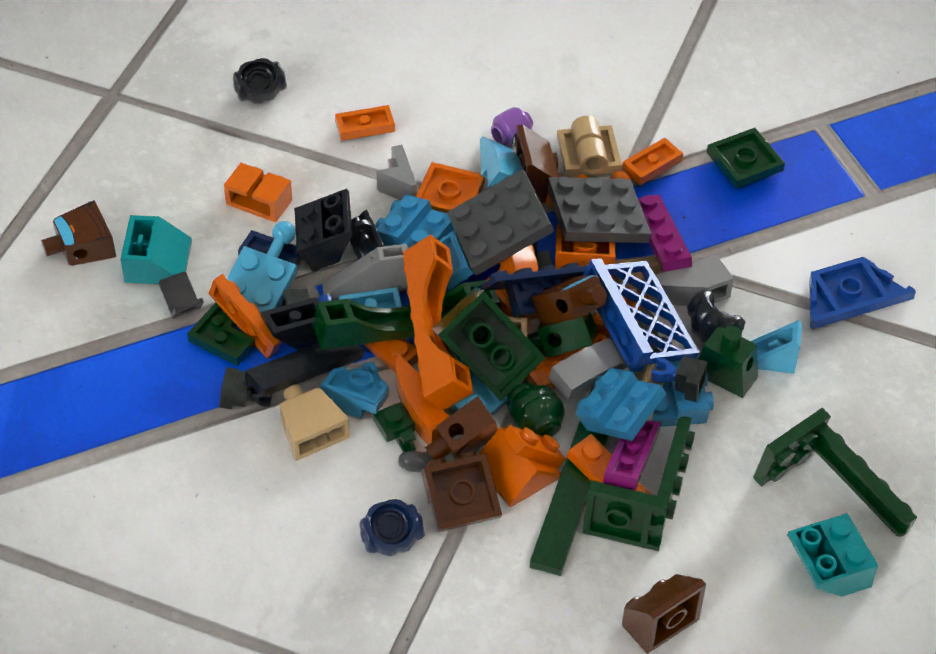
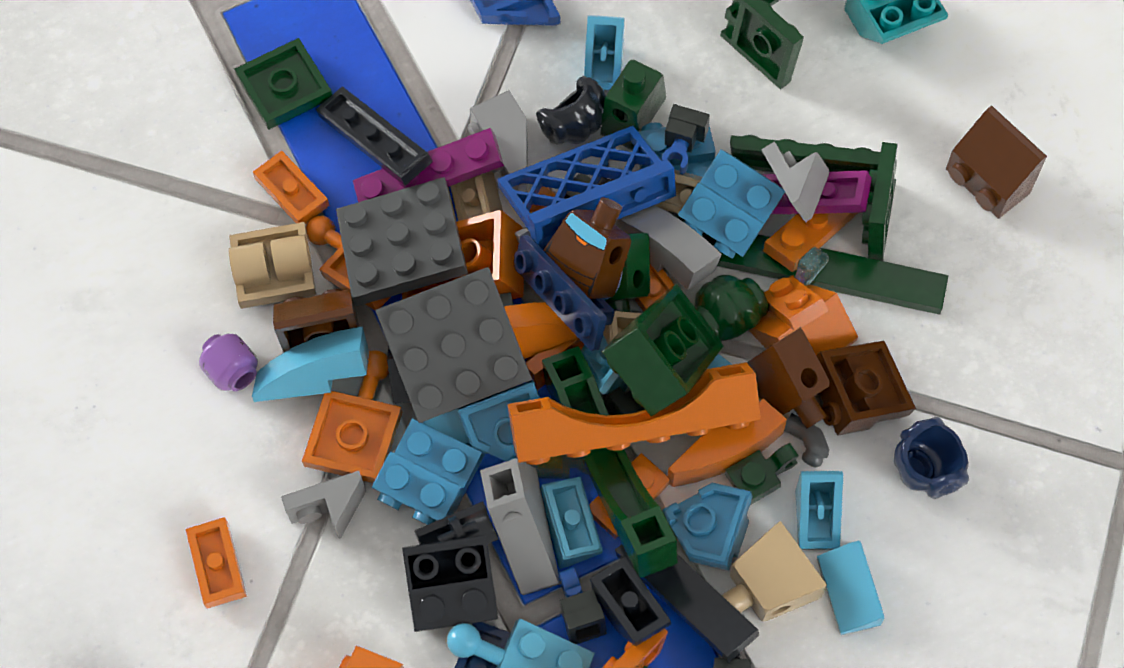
camera: 90 degrees left, 15 degrees up
(297, 475) = (851, 588): none -> medium azure slope
(360, 455) = (819, 509): none -> medium azure slope
(571, 465) = (811, 265): none -> clear light blue tile
(633, 436) = (800, 180): none -> light grey slope
(693, 200) = (374, 136): none -> black tile

